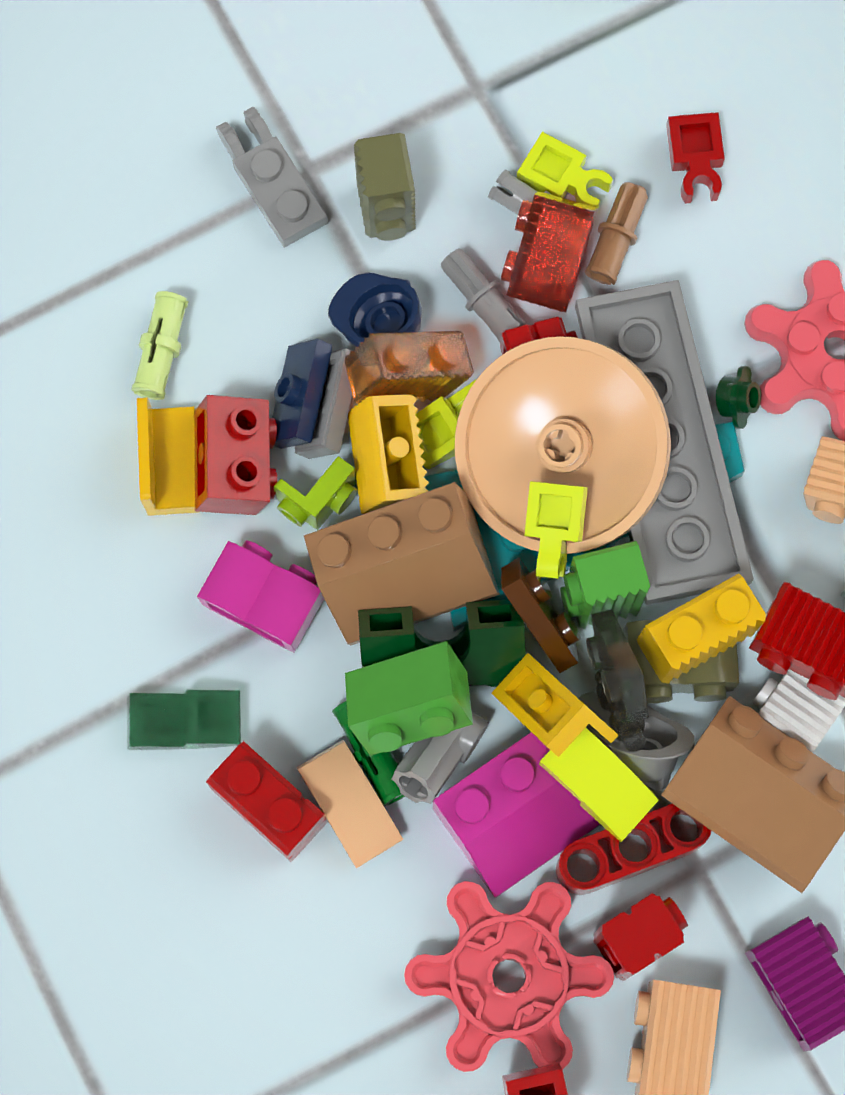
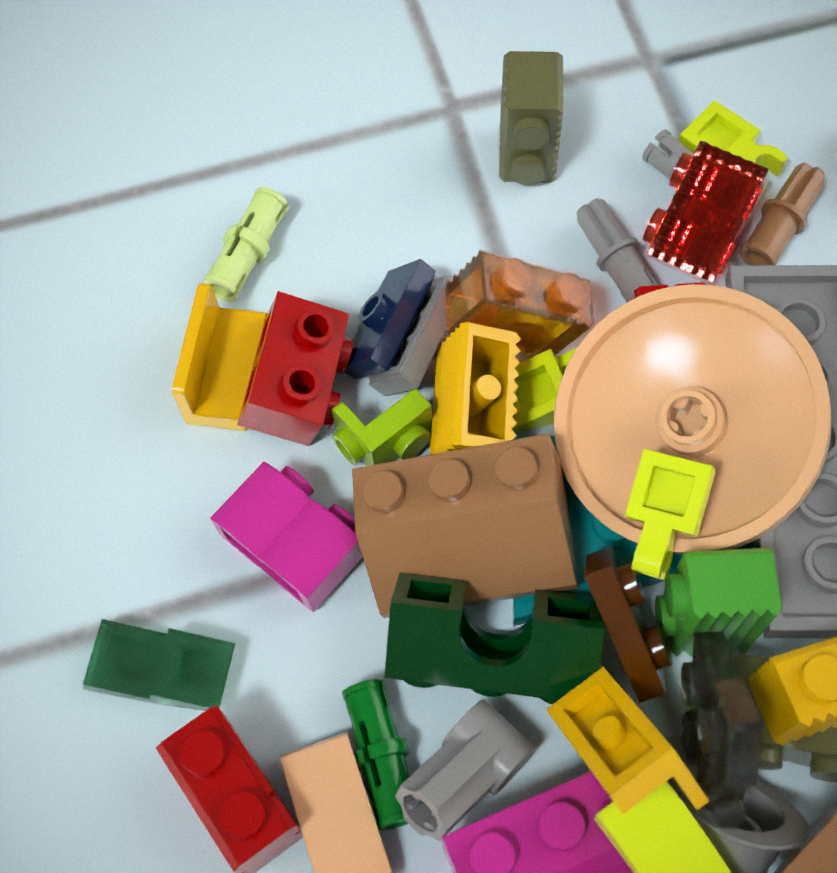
camera: 15 degrees right, 10 degrees down
(273, 181) = (411, 108): light grey hinge -> none
(374, 305) = (494, 232): dark blue hat -> none
(408, 698) = (436, 694): bright green brick -> none

